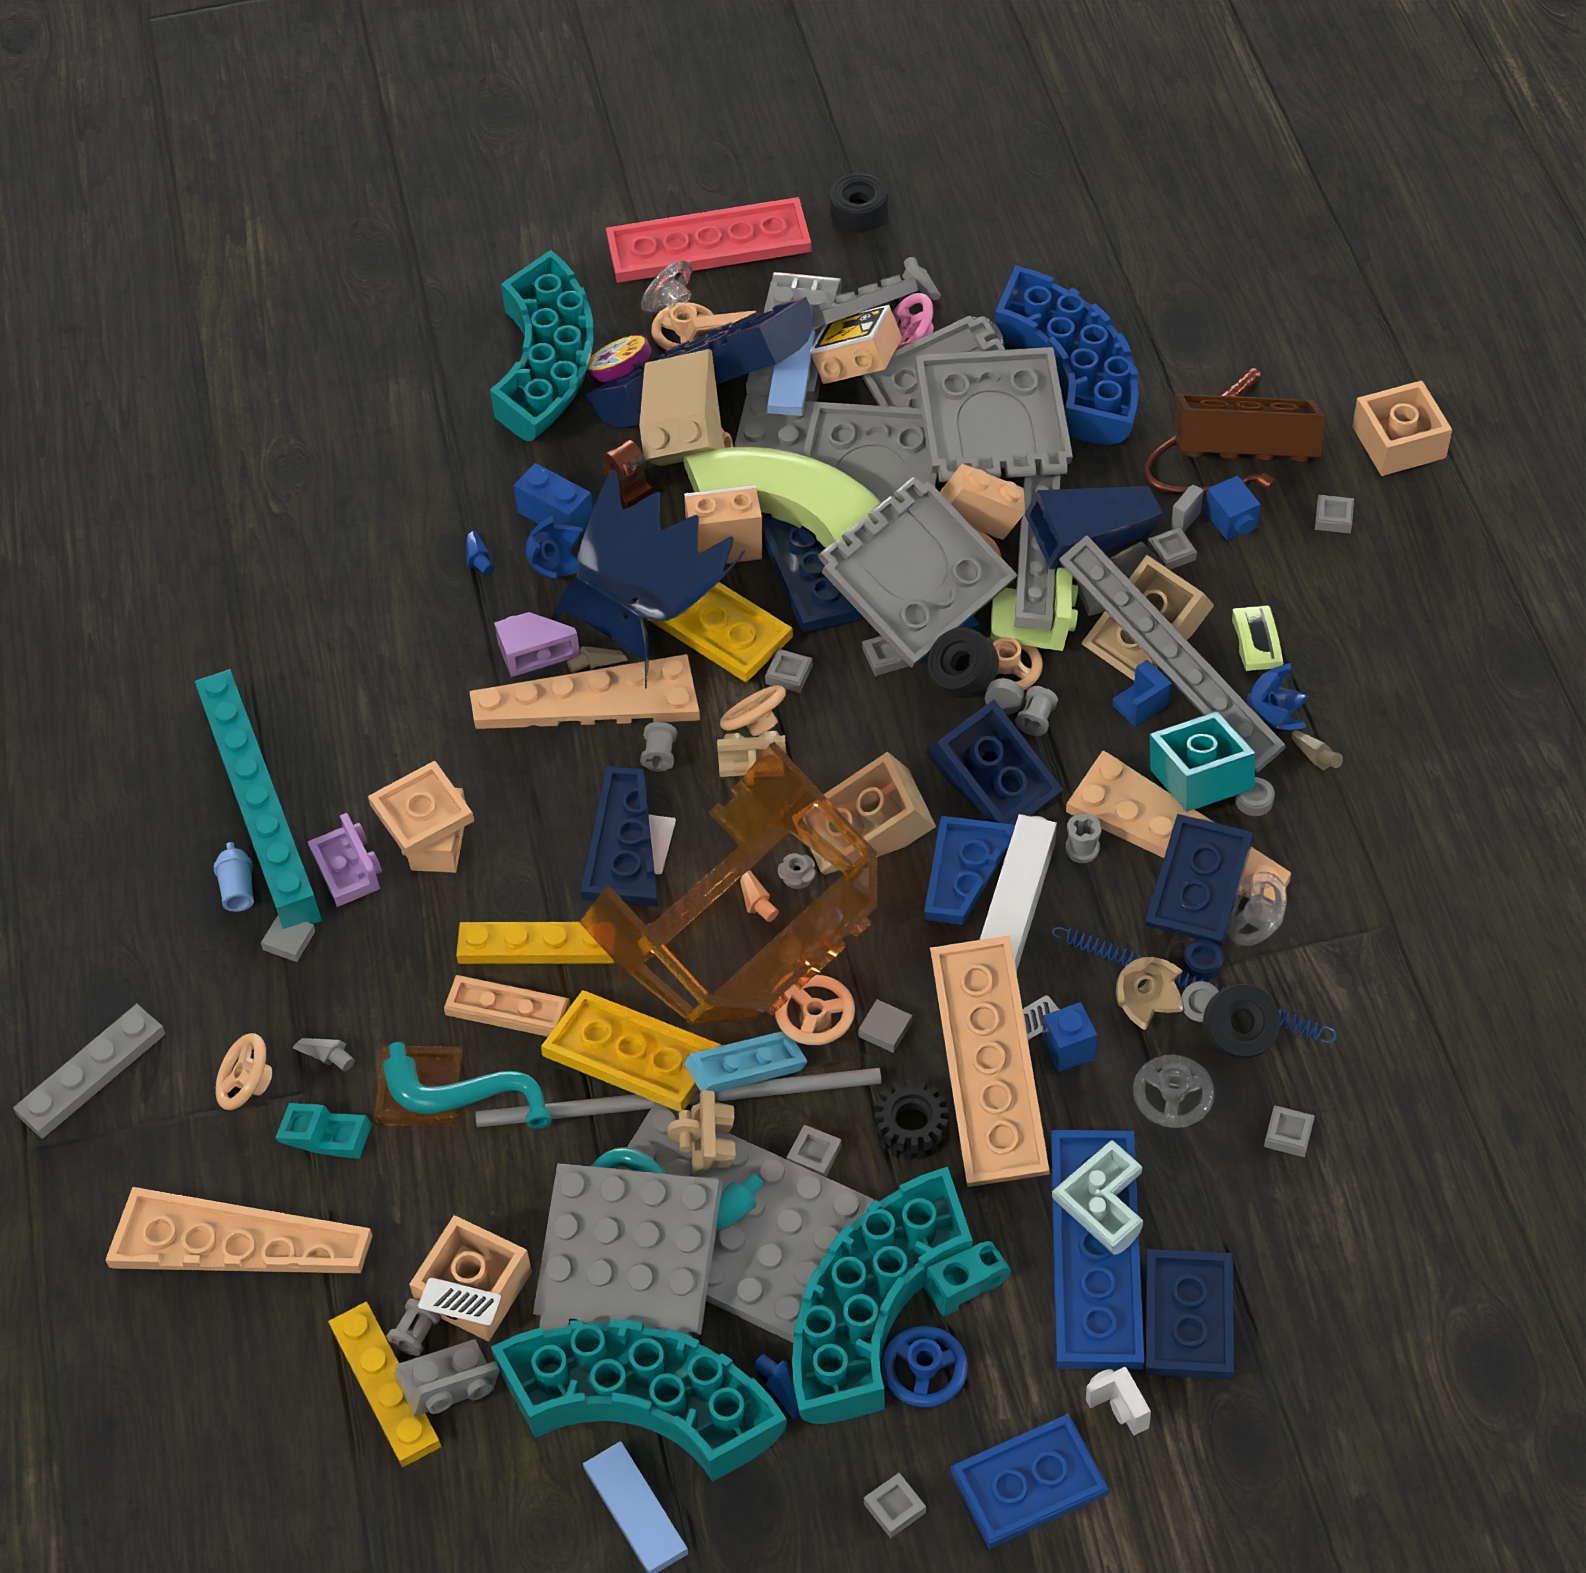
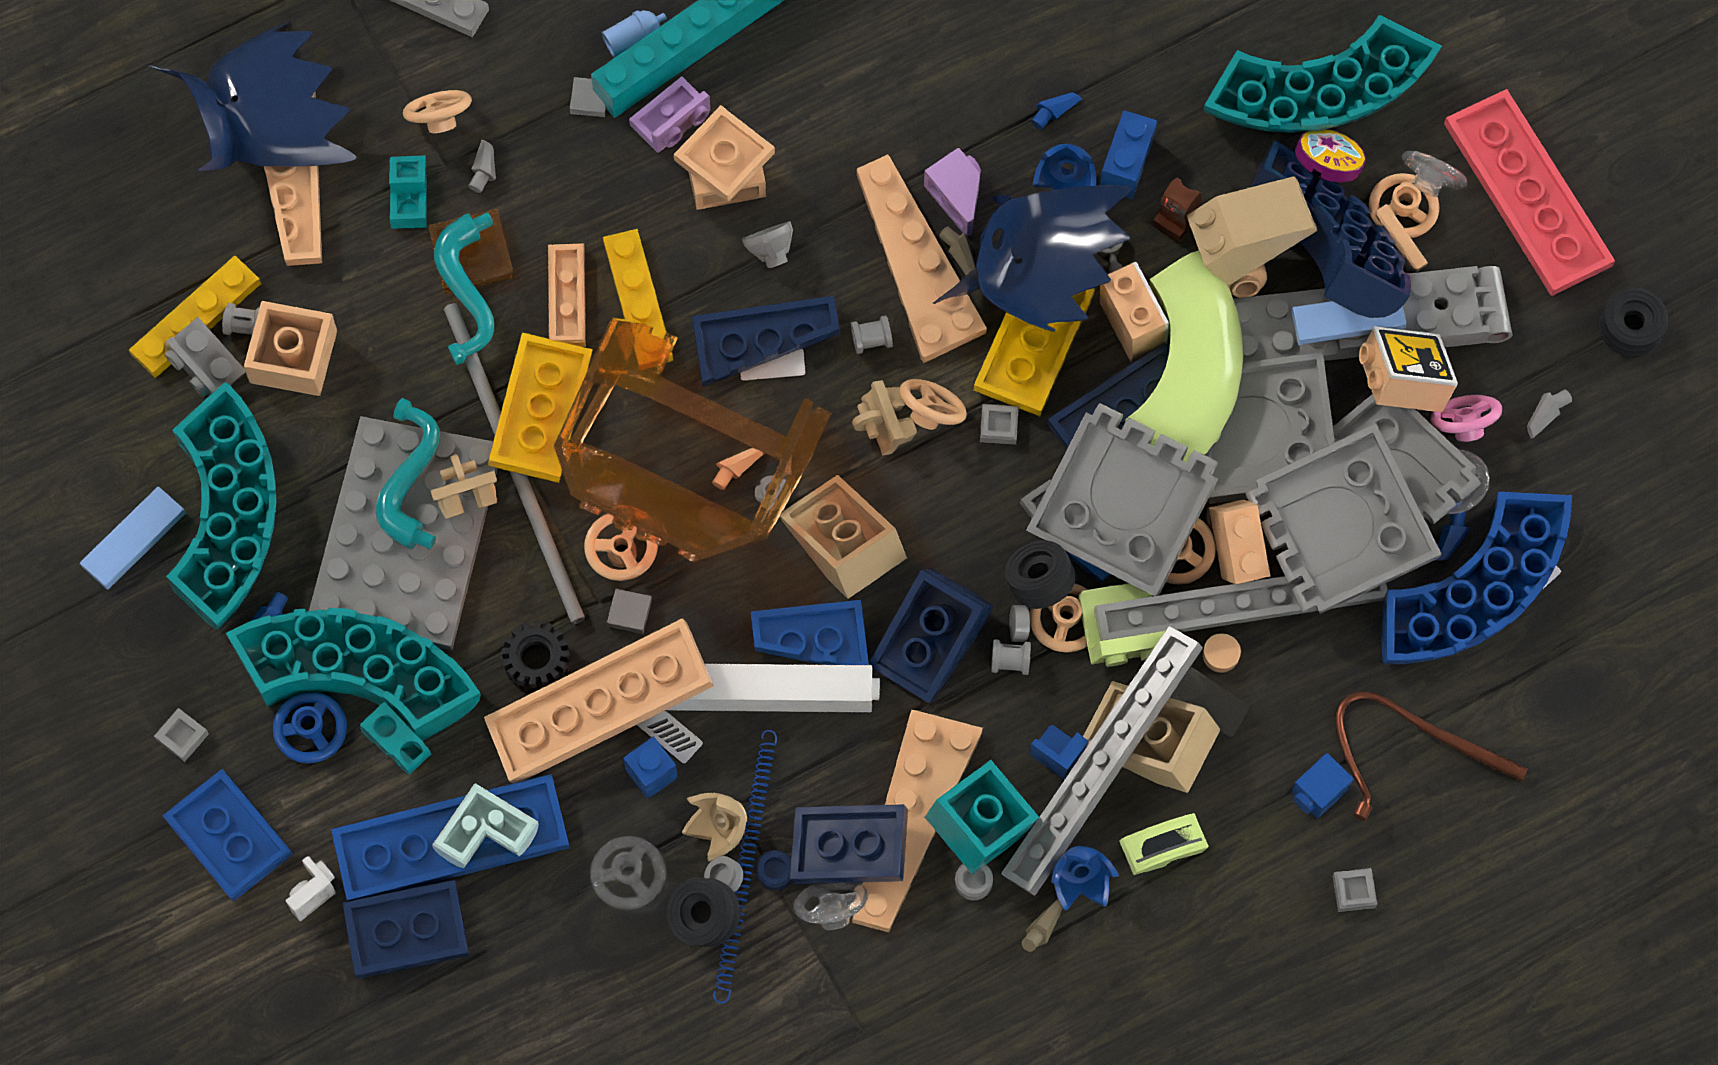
camera: 70 degrees right, 15 degrees up
(186, 1225) = (274, 112): none -> dark blue piece
(459, 1301) = (254, 343): white sticker -> none
(525, 808) = (770, 244): none -> light grey piece
(627, 1248) = (340, 460): light grey hinge -> none
(745, 1062) = (545, 501): medium azure plate -> none
(815, 1150) = (488, 586): light grey tile -> none
(868, 297) = (1468, 357): light grey plate -> none
(1083, 838) = (879, 740): light grey bush -> none
(1105, 515) = (1245, 650): dark blue slope -> none
(1173, 548) = (1258, 741): light grey tile -> none
(1187, 508) = (1306, 742): light grey tile -> none
(1248, 426) = (1436, 777): reddish brown slope -> none
(1289, 1131) = (612, 981): light grey tile -> none
(1401, 428) = (1477, 931): light nougat brick -> none

